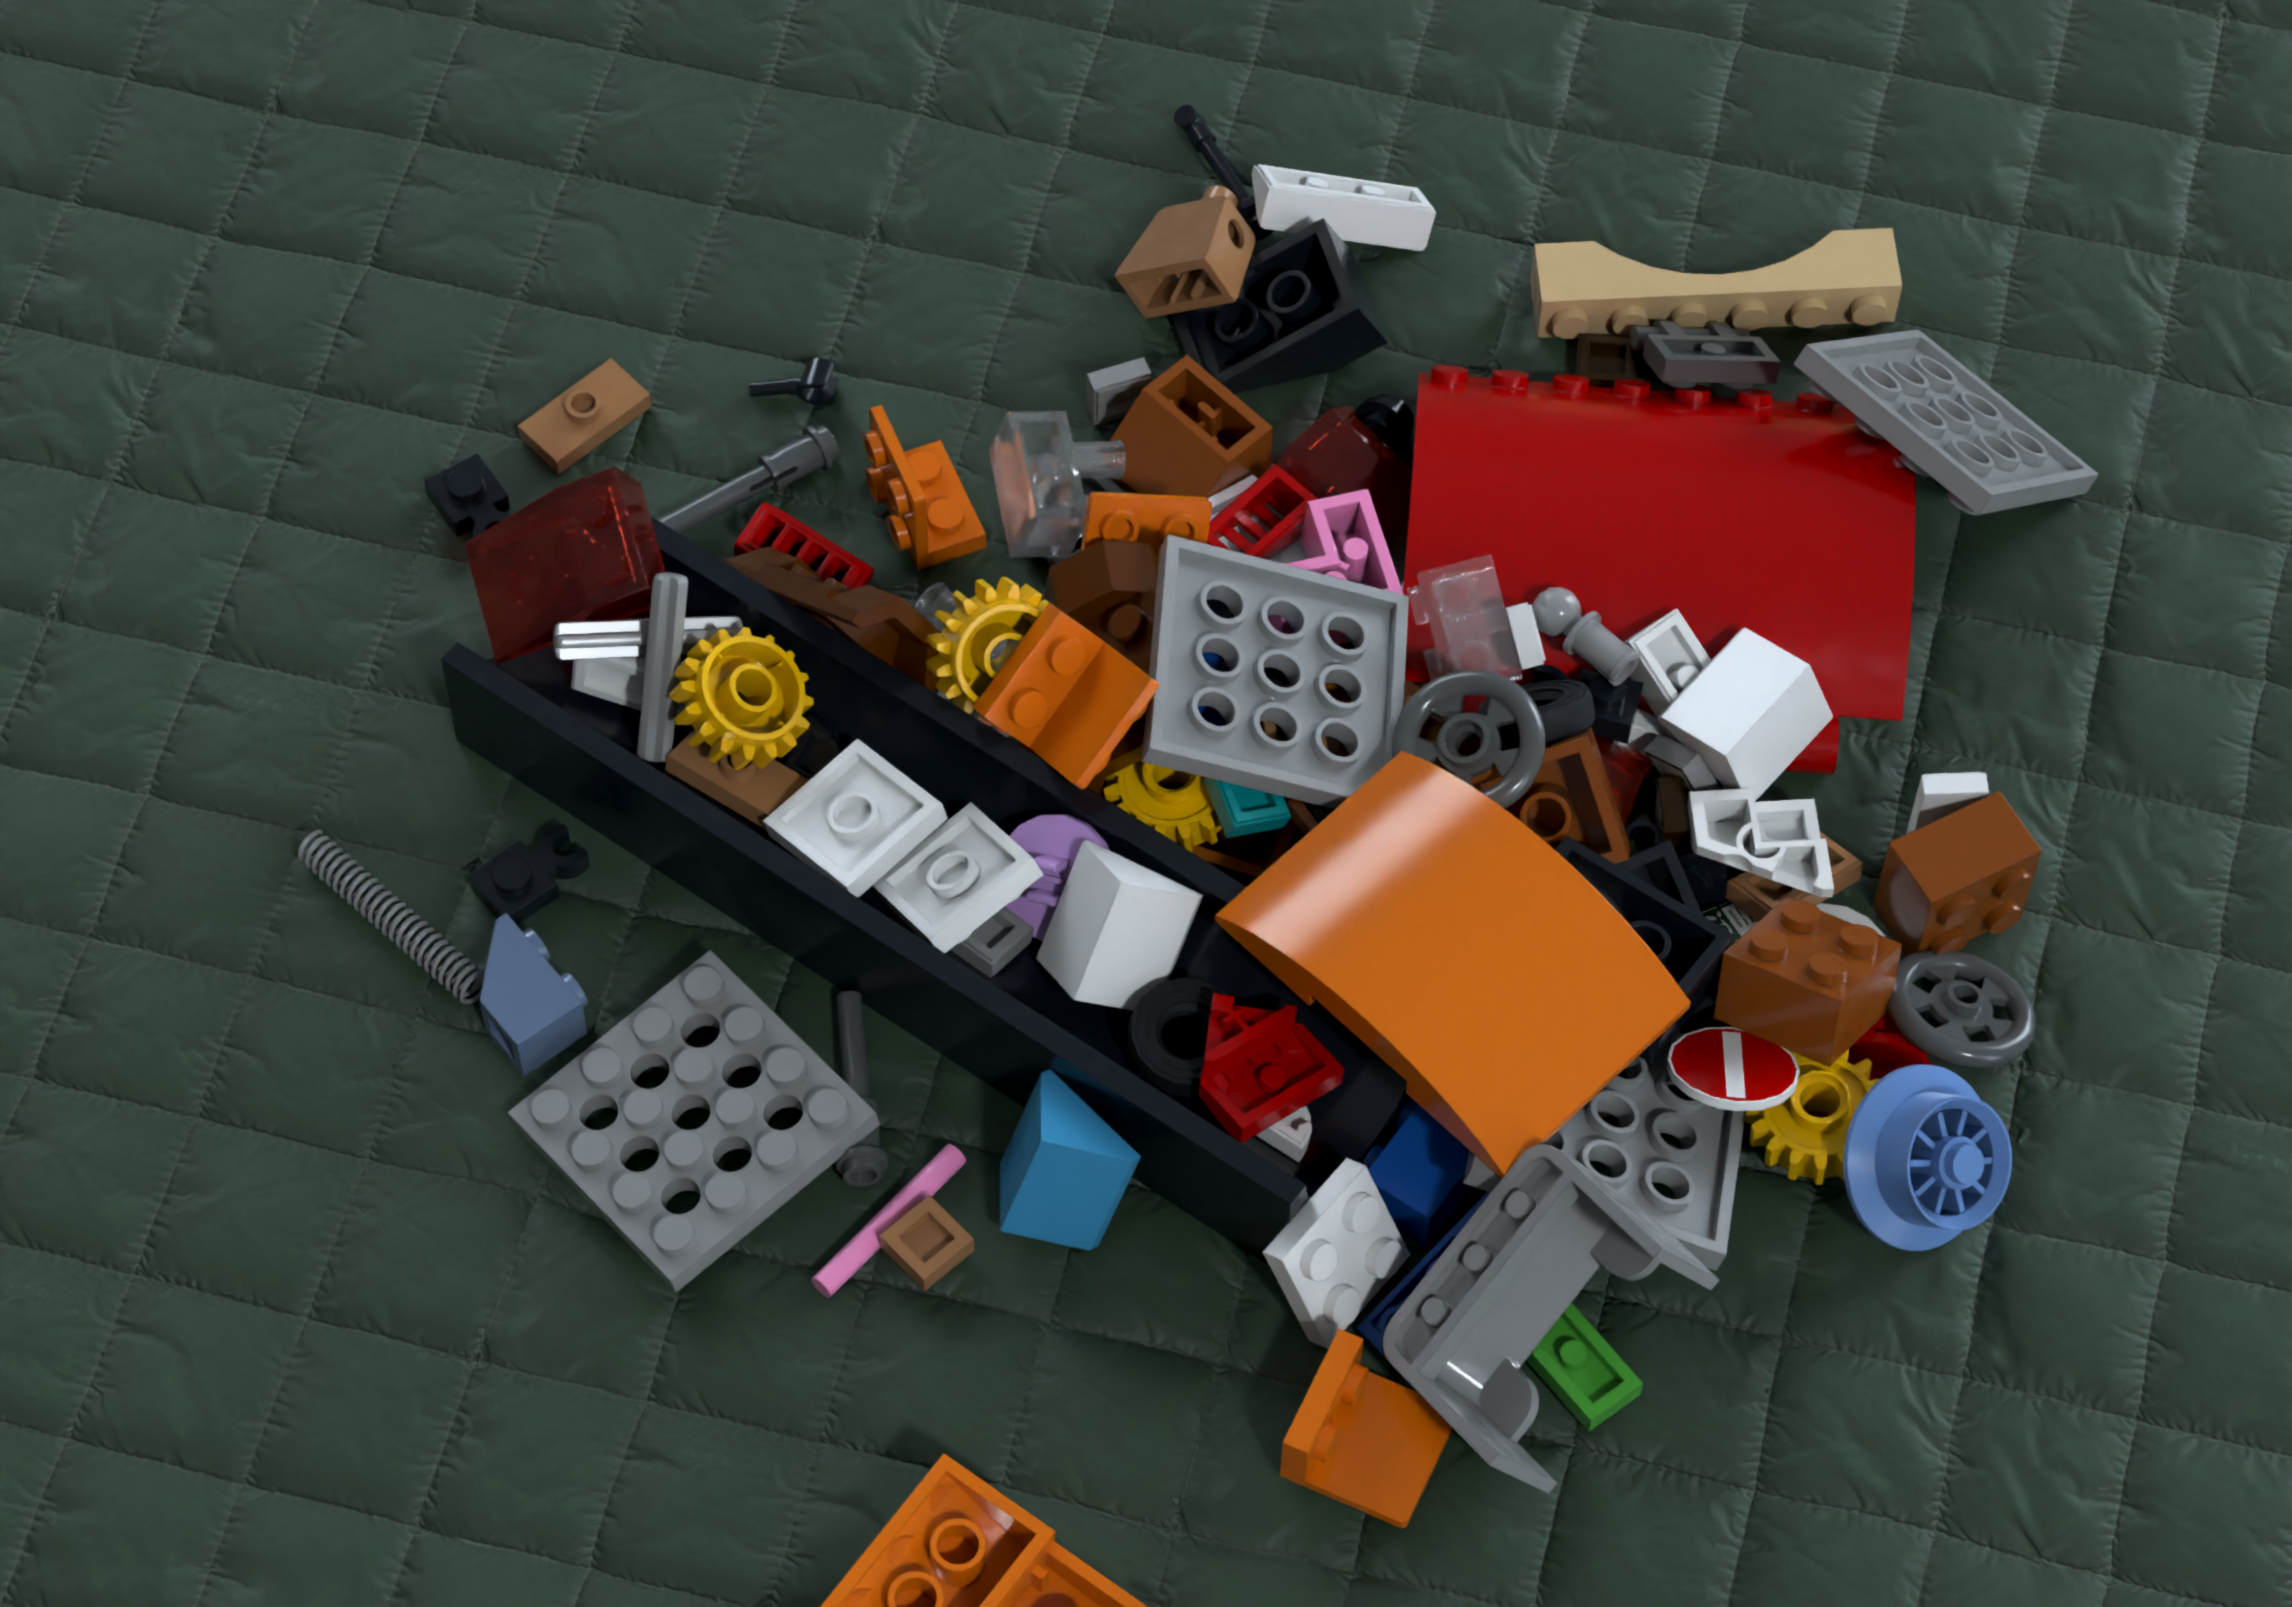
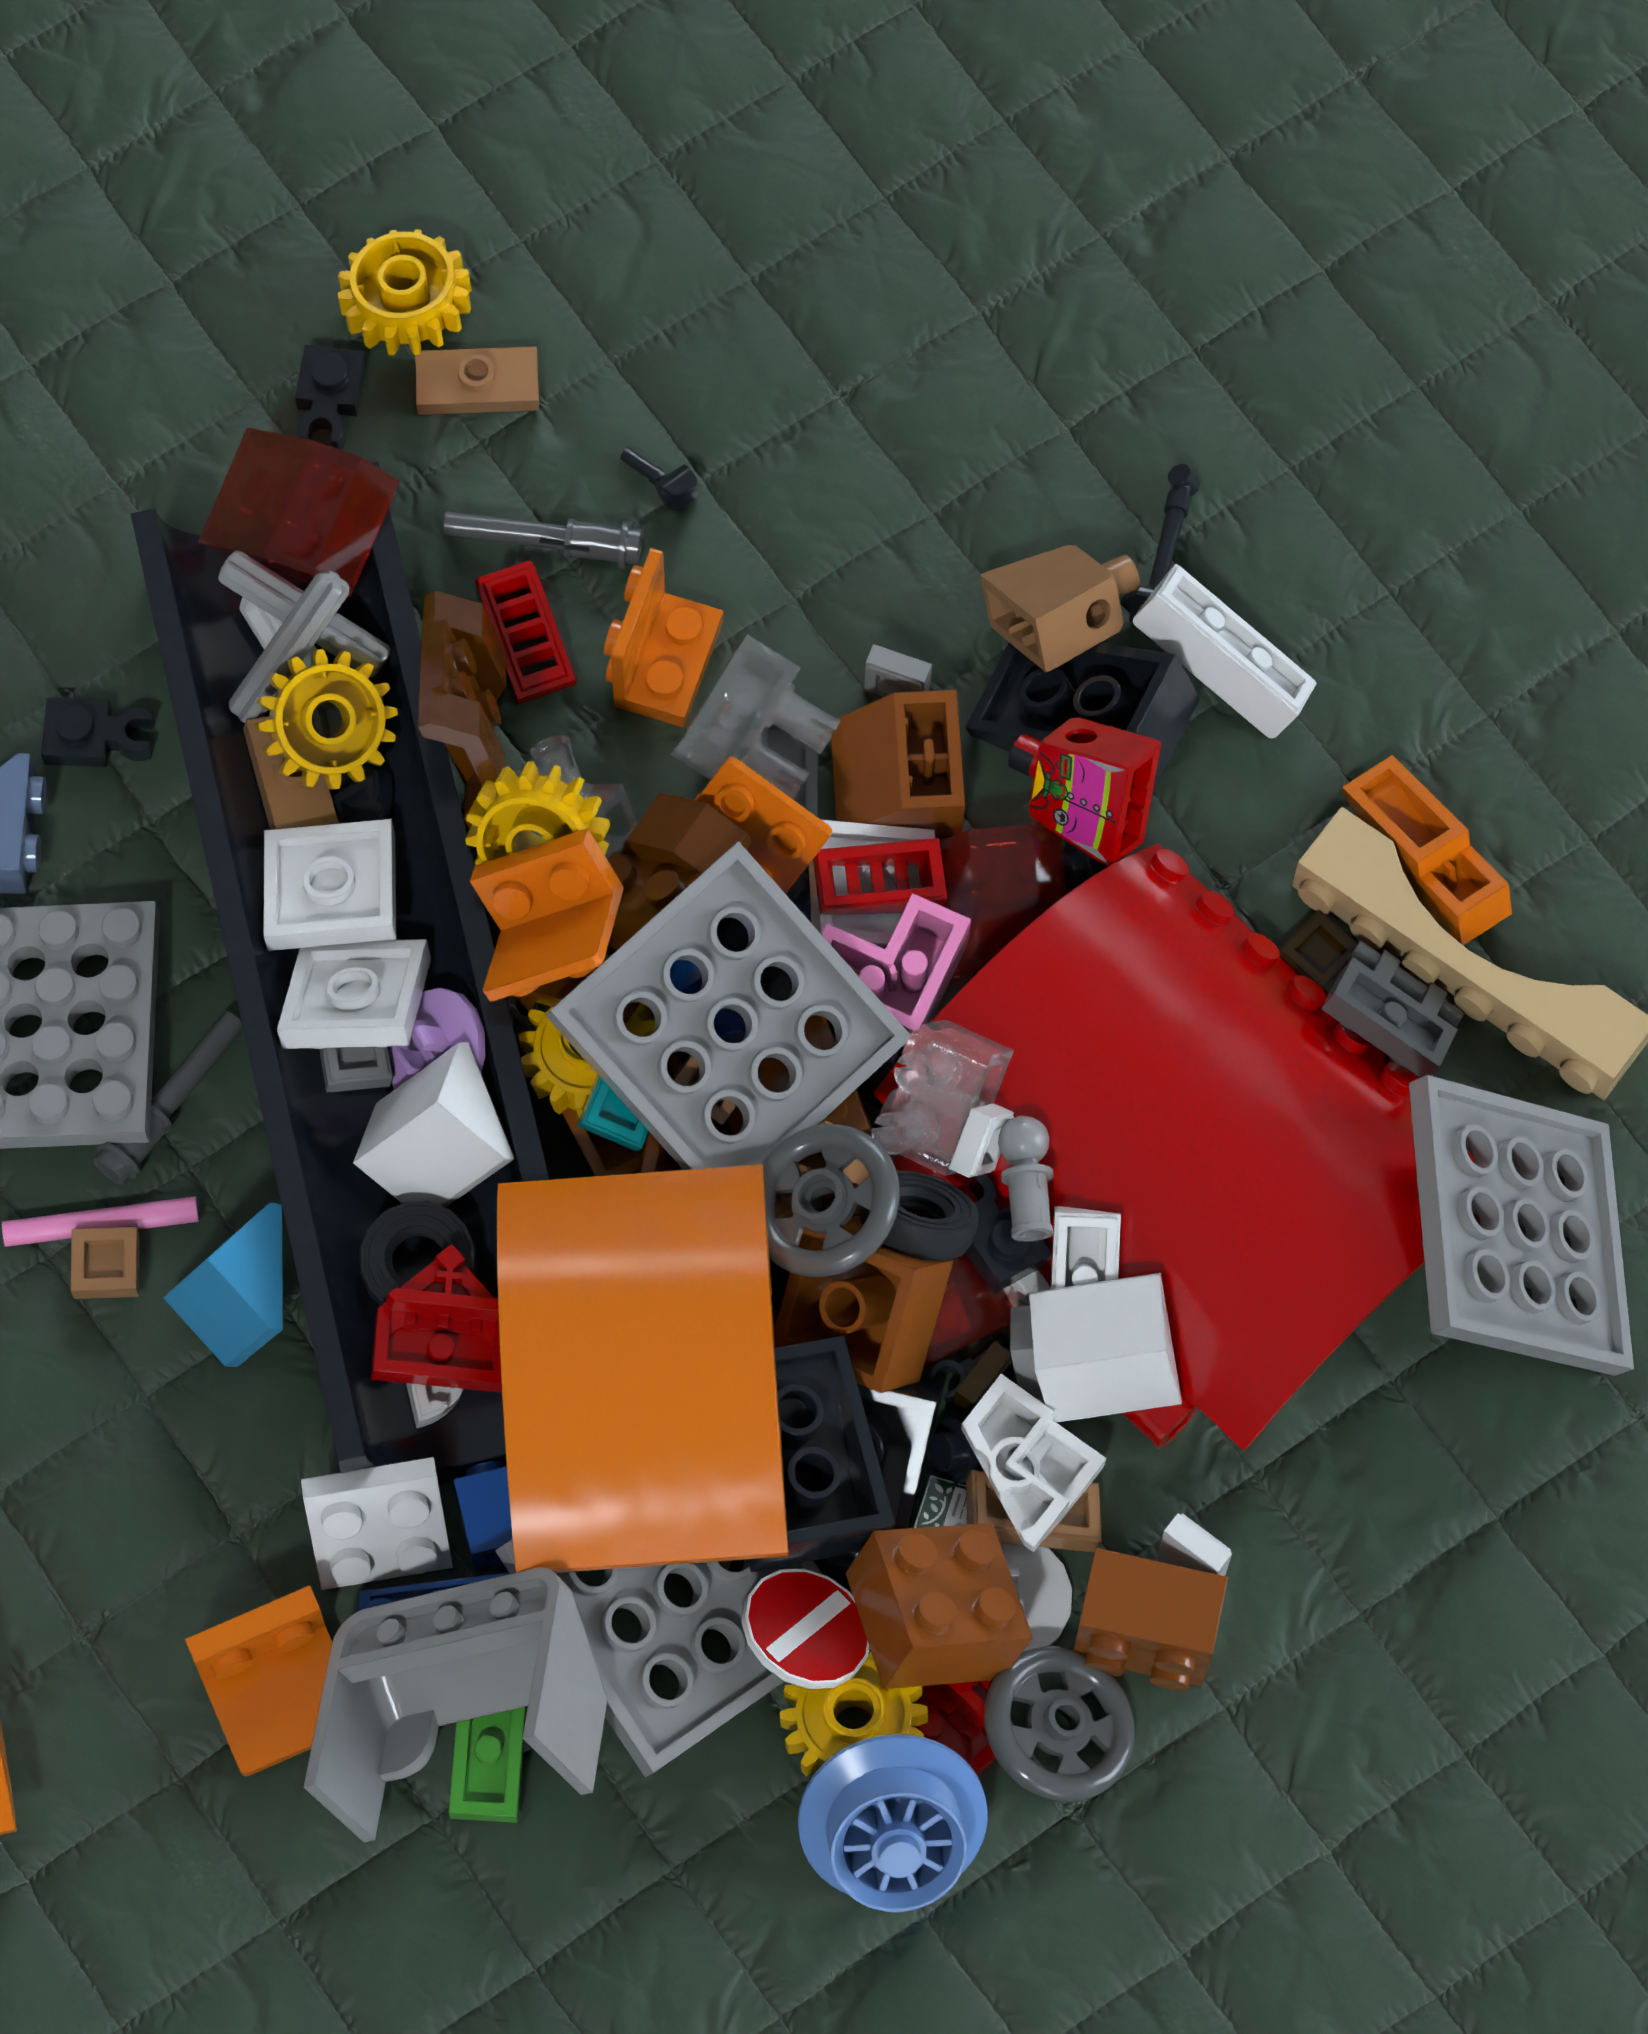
camera: 40 degrees right, 10 degrees up
(469, 386) = (404, 291): none -> yellow gear
(1348, 347) = (1090, 785): none -> red torso
(1618, 222) = (1432, 850): none -> orange slope

